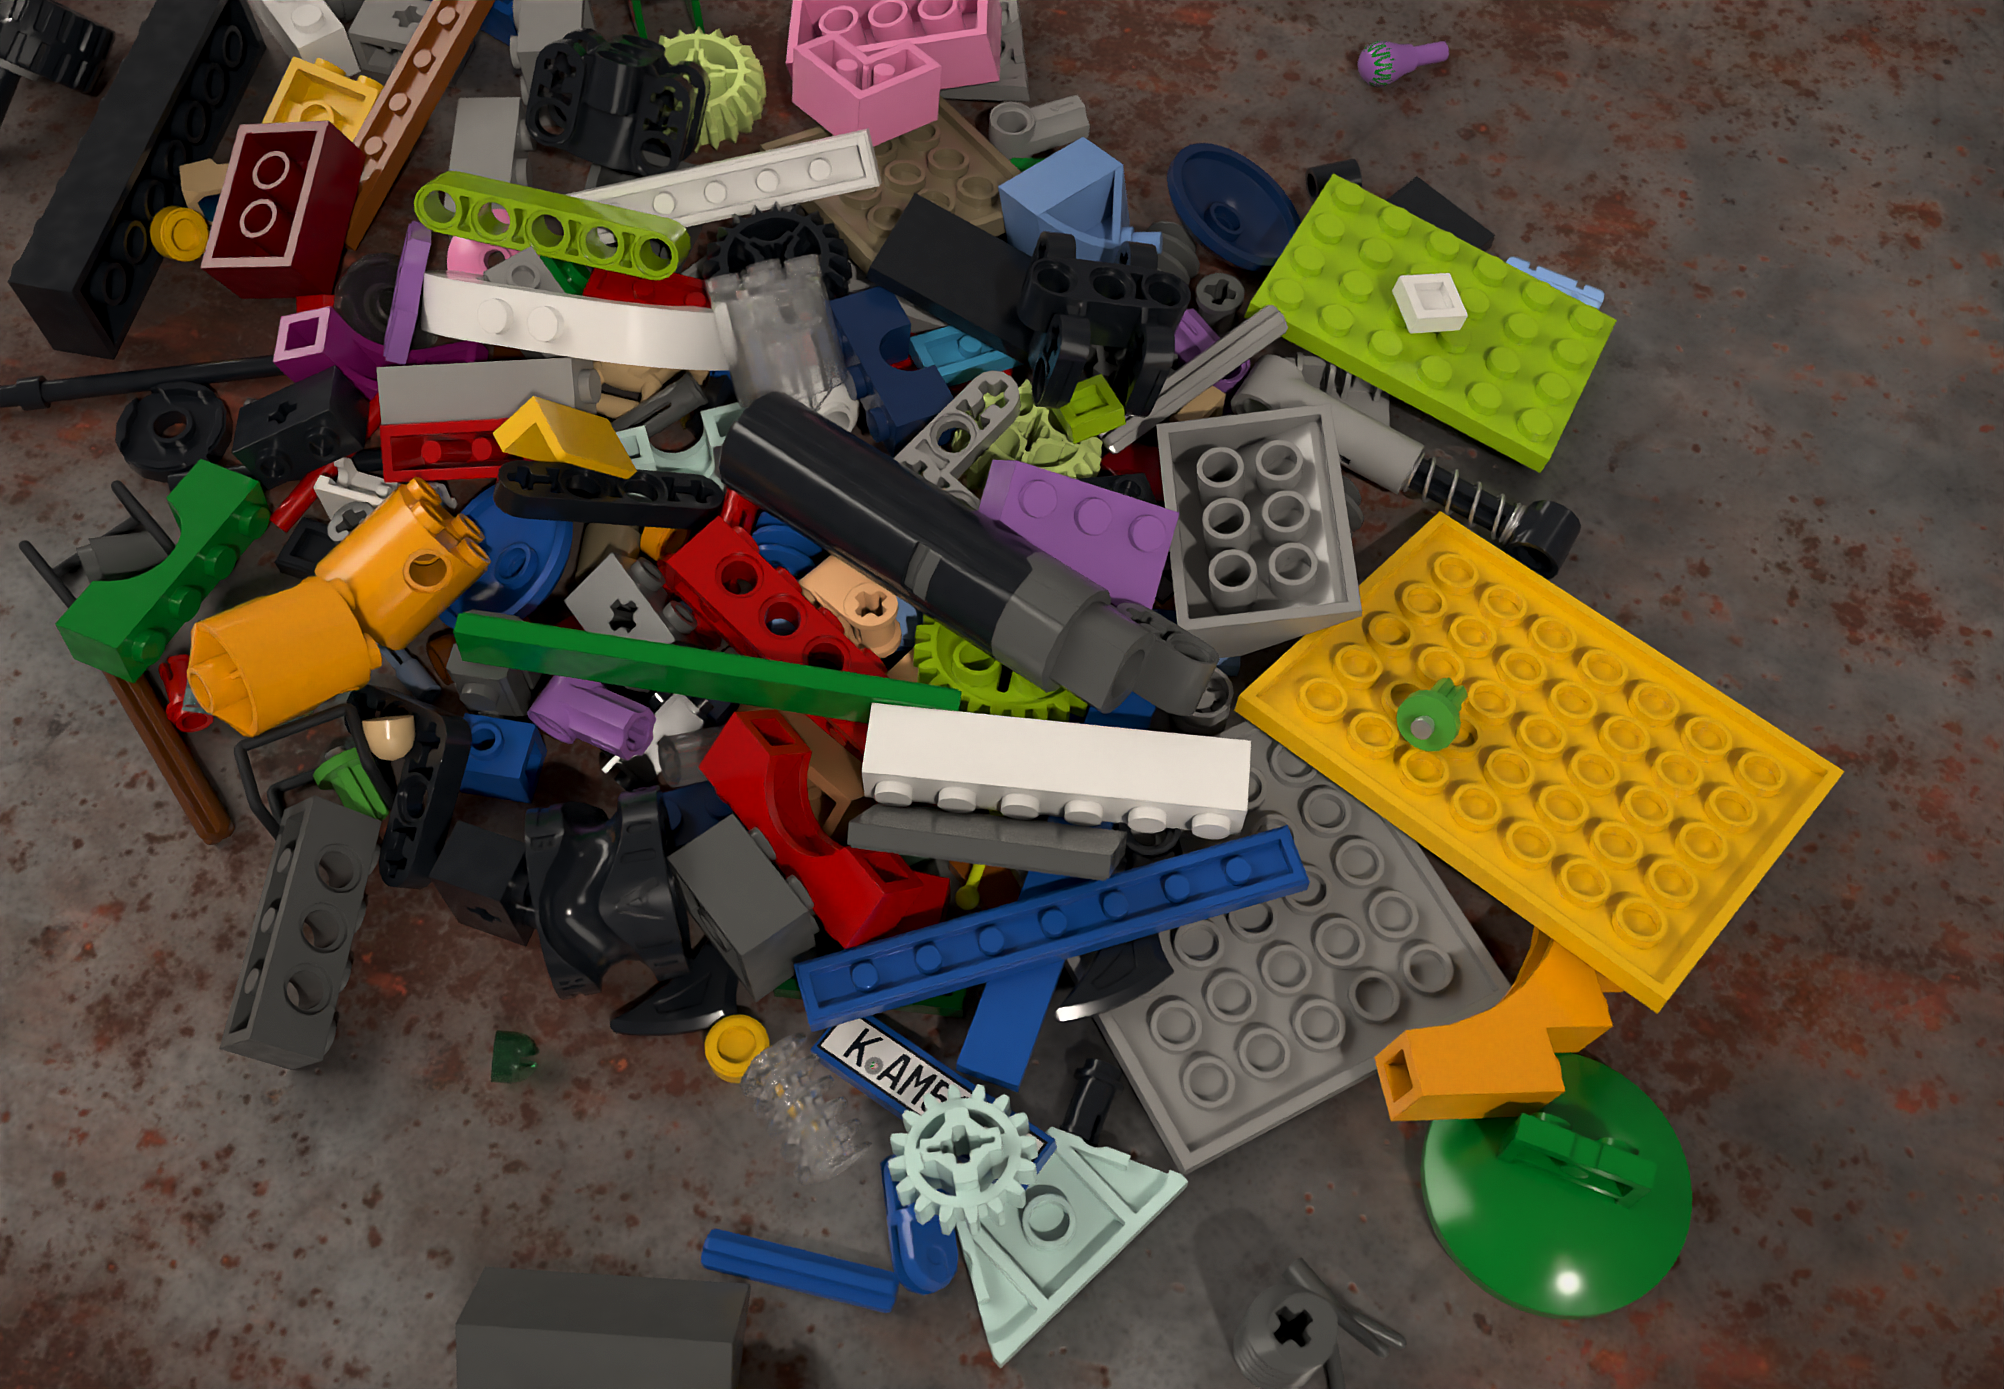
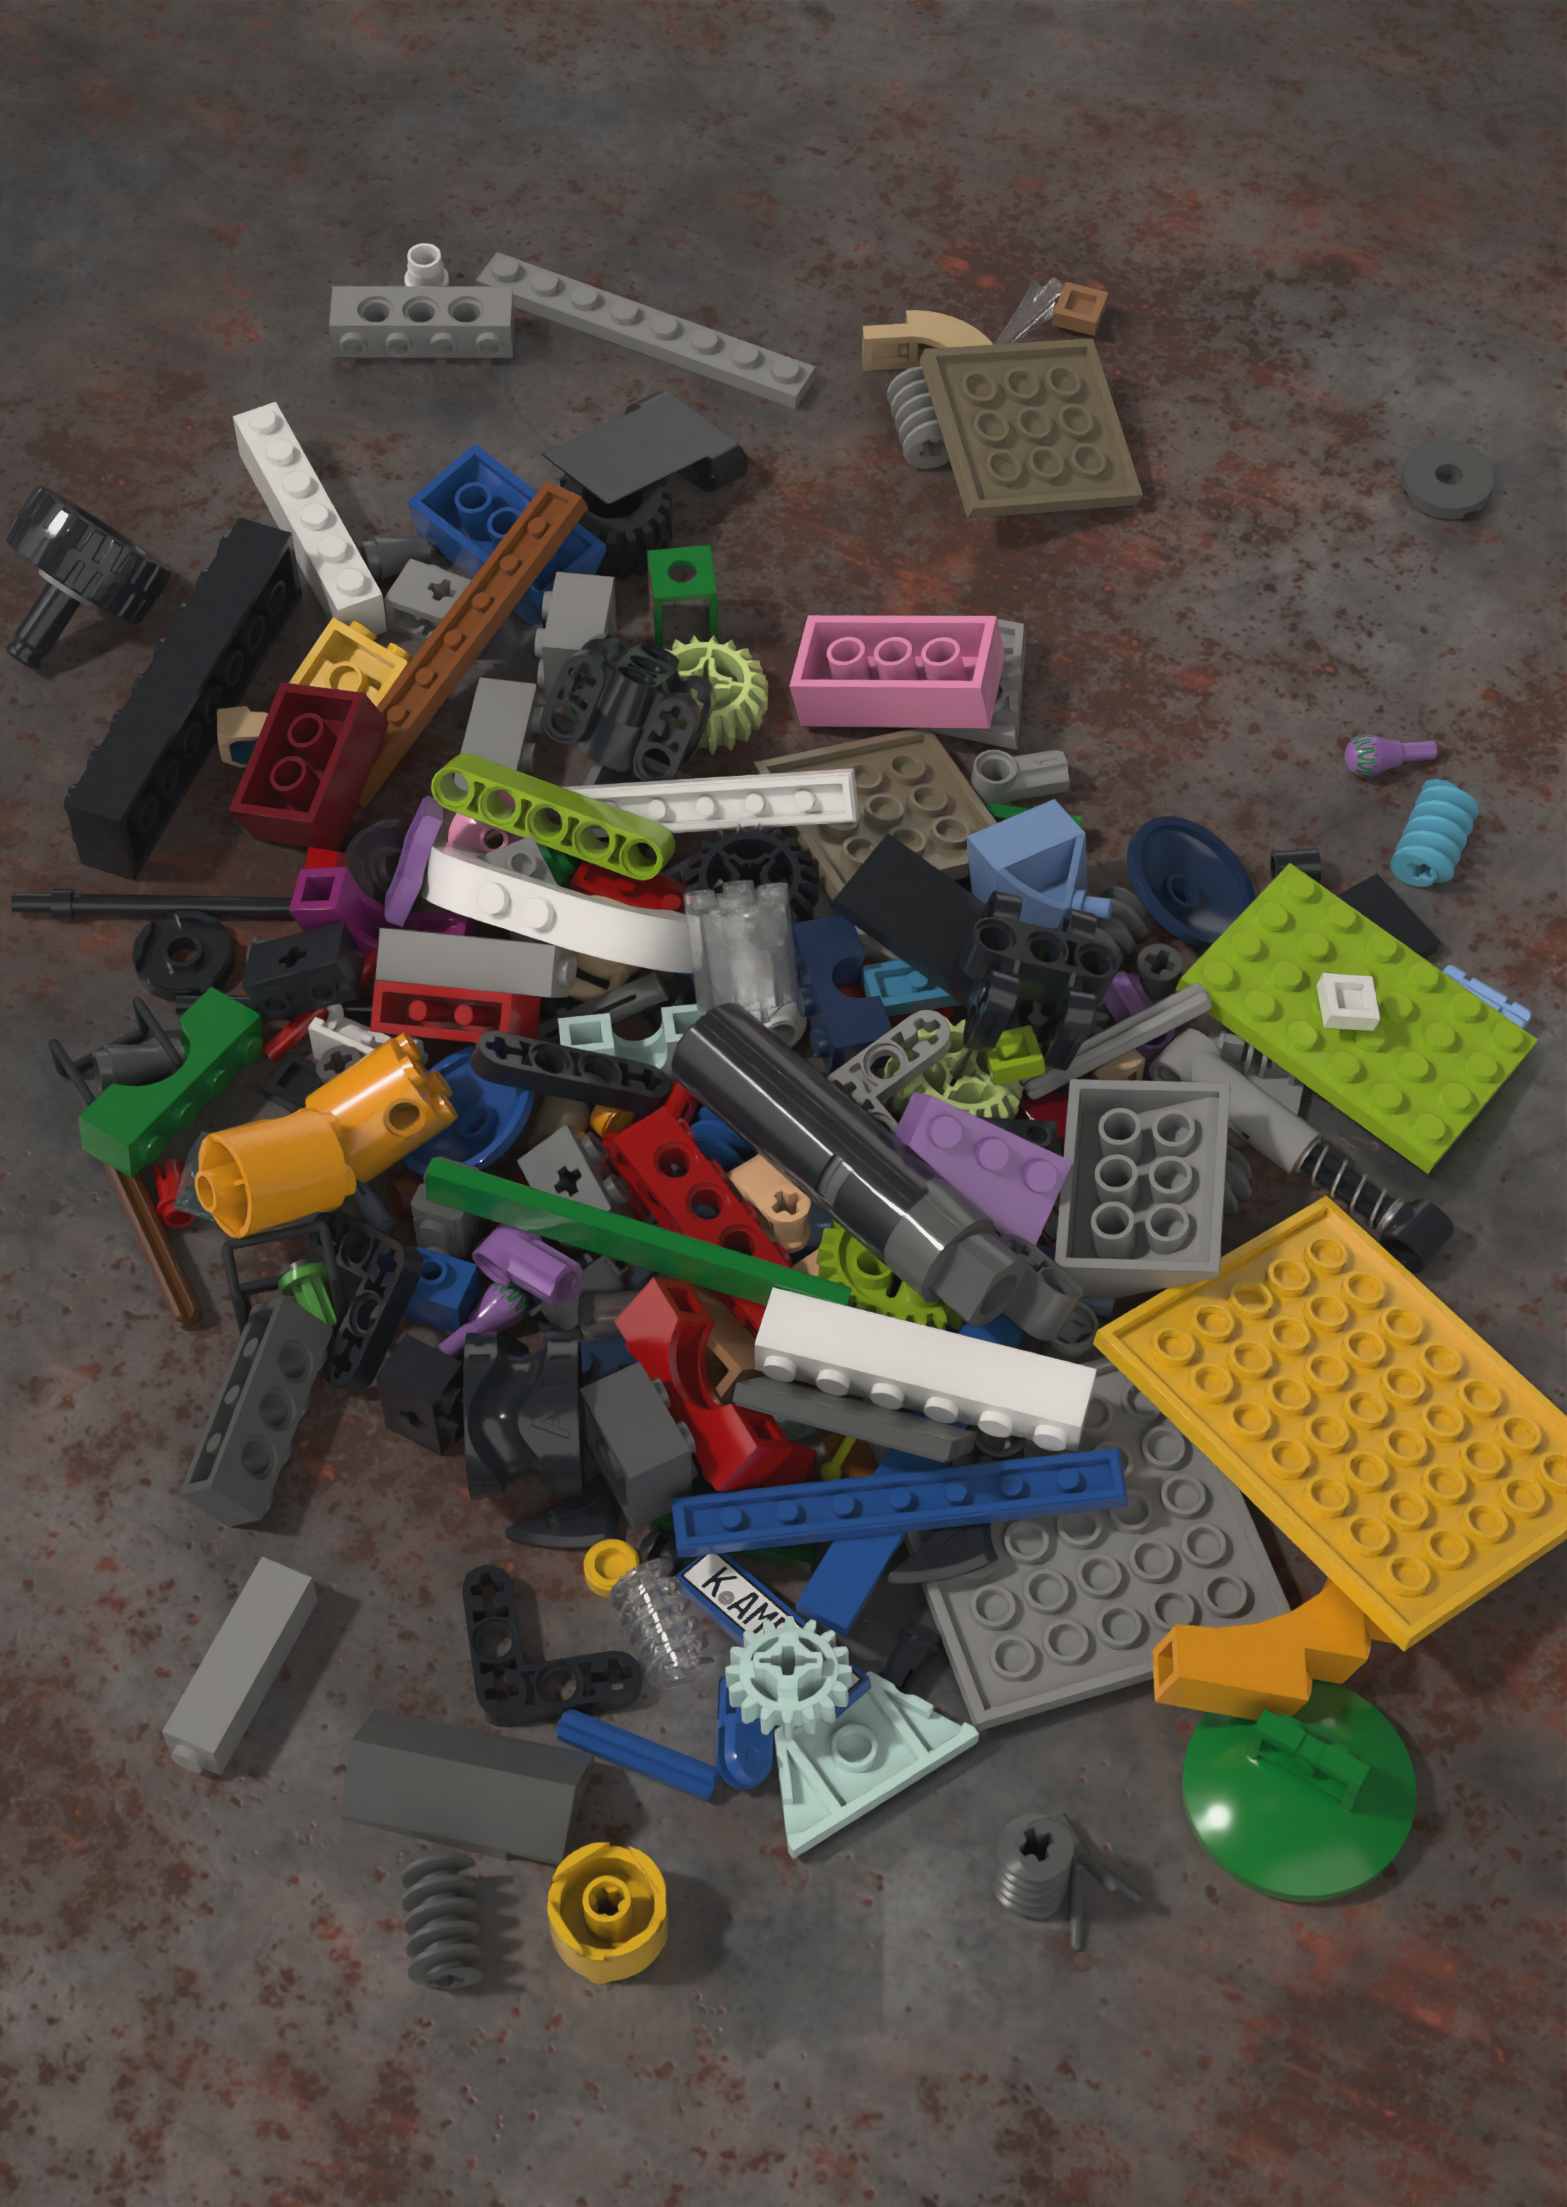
camera: 10 degrees right, 5 degrees down
(179, 233) = (208, 771): yellow tile -> none
(314, 1248) = (239, 1667): none -> light grey brick
(390, 736) = (354, 1255): tan hinge -> none
(508, 1054) = (415, 1542): clear green hinge -> none
(564, 435) = (540, 1015): yellow panel -> none
(564, 773) = (496, 1311): none -> medium lavender piece
(662, 1200) = (528, 1680): none -> black beam
(777, 1014) = (650, 1544): none -> black hinge
(857, 92) = (859, 729): bright pink brick -> none
(1432, 716) = (1261, 1373): bright green piece -> none
(1467, 129) = (1434, 835): none -> medium azure piece

